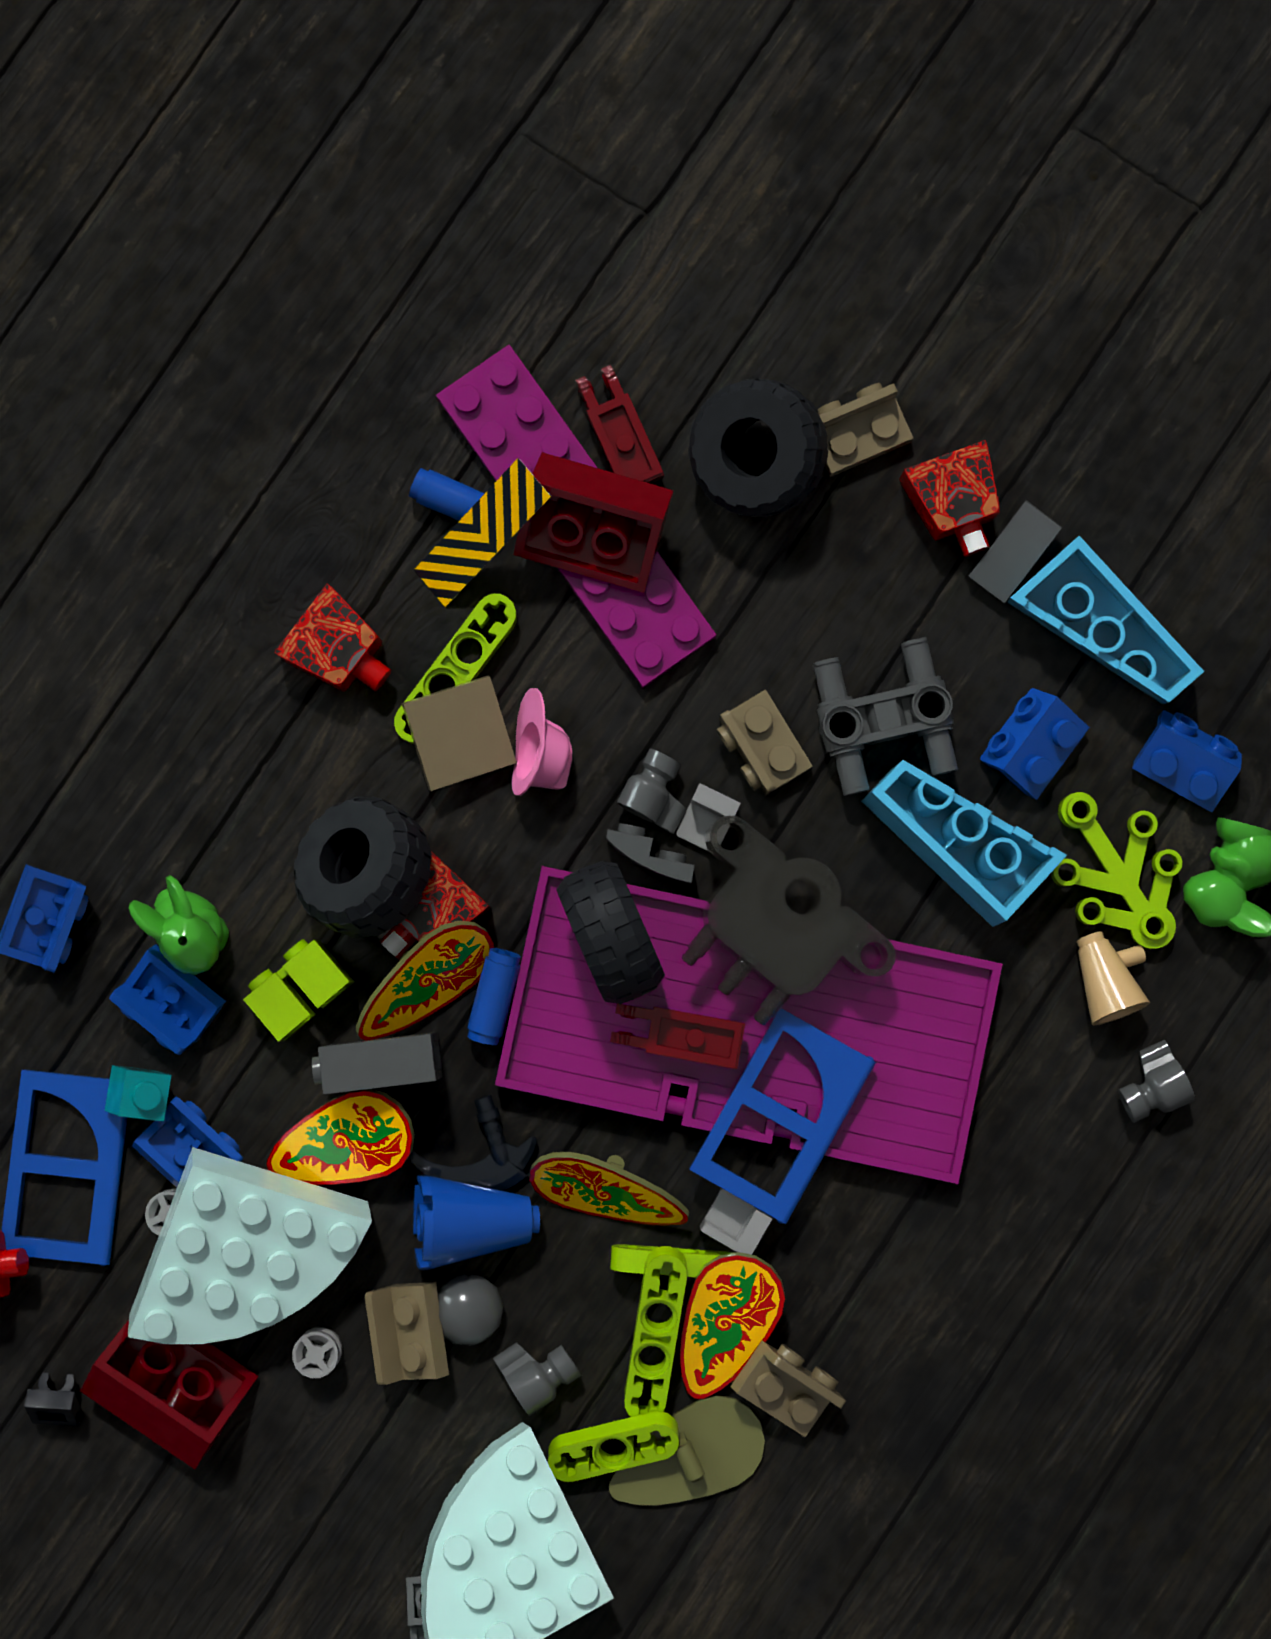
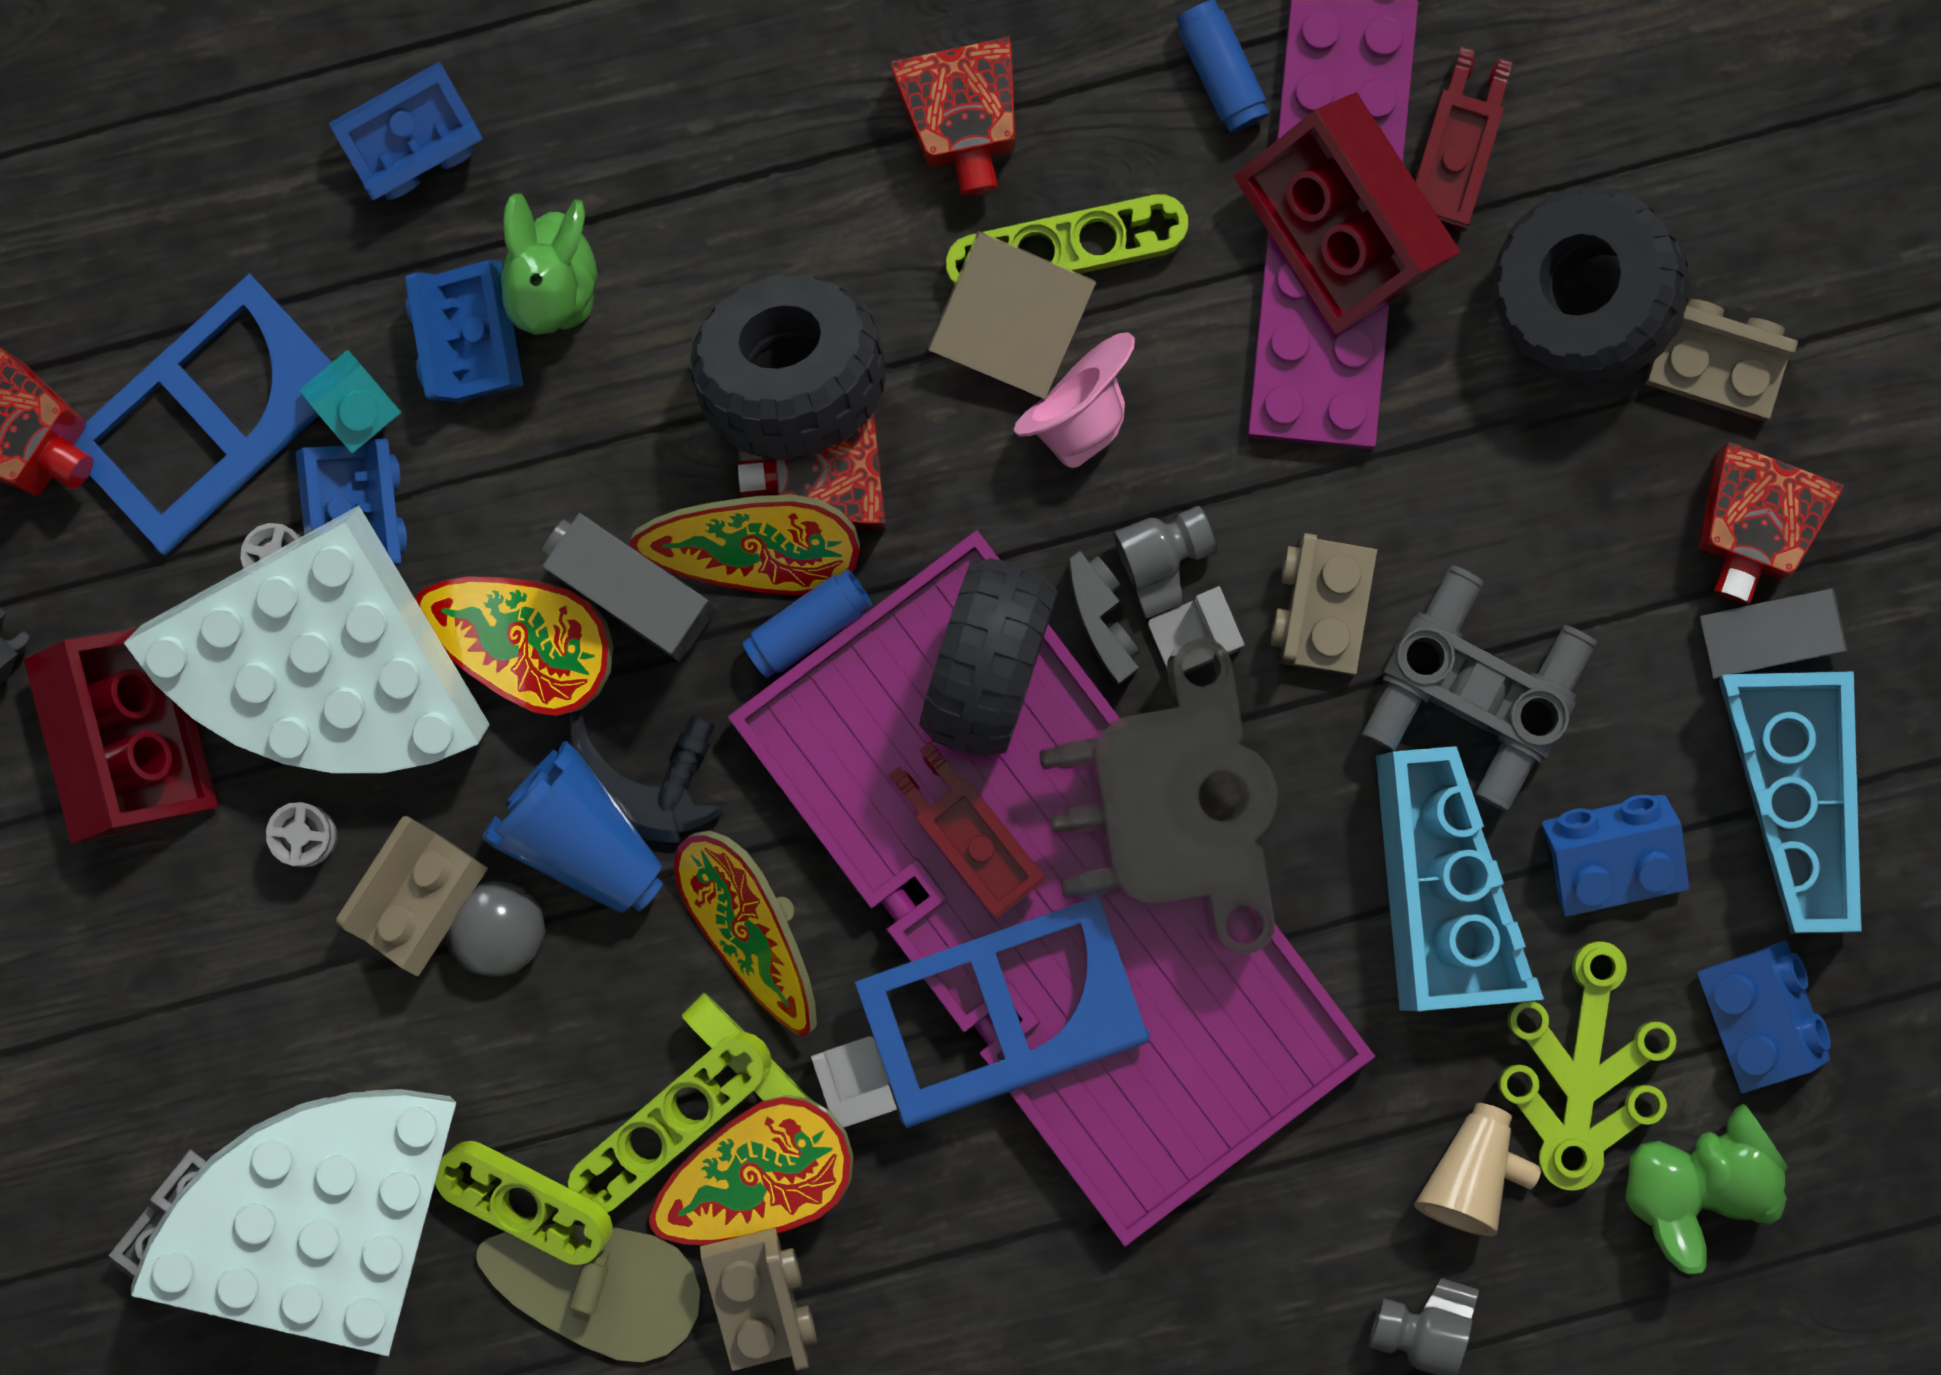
camera: 45 degrees right, 0 degrees up
(280, 1004) = (577, 436): lime piece -> none
(482, 532) = (1219, 123): sticker -> none
(532, 1381) = (500, 1065): dark grey piece -> none

